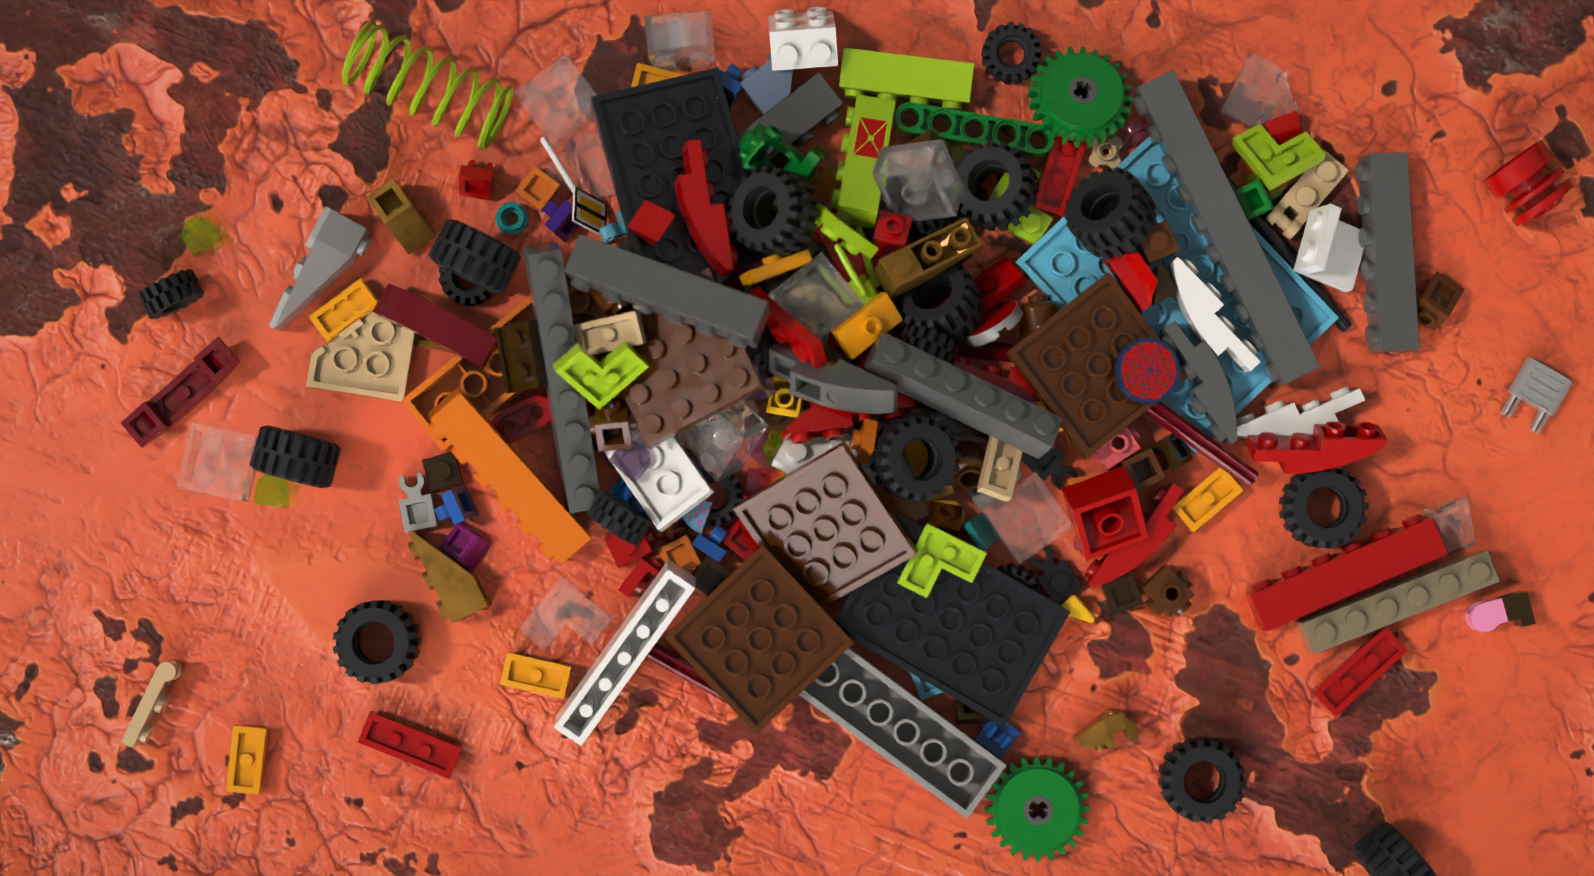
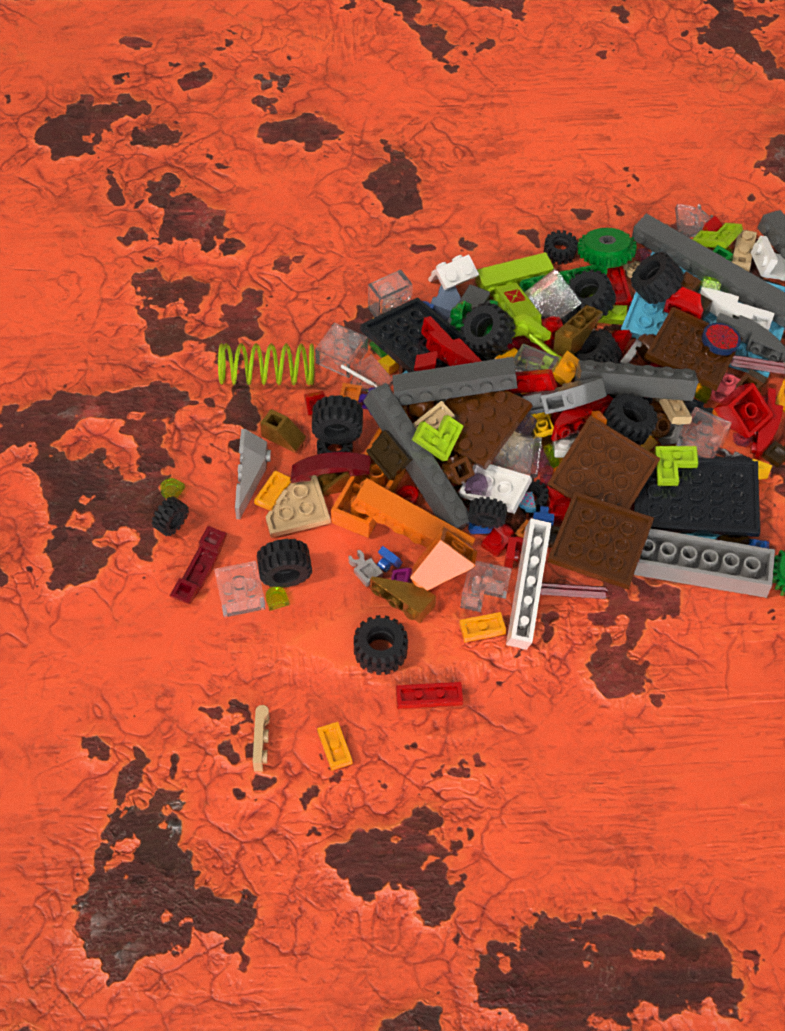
camera: 25 degrees left, 30 degrees down
(442, 471) = (370, 547): dark brown plate -> none
(518, 566) = (443, 560): none -> slope
(1194, 257) = (710, 282): none -> clear neon green tile

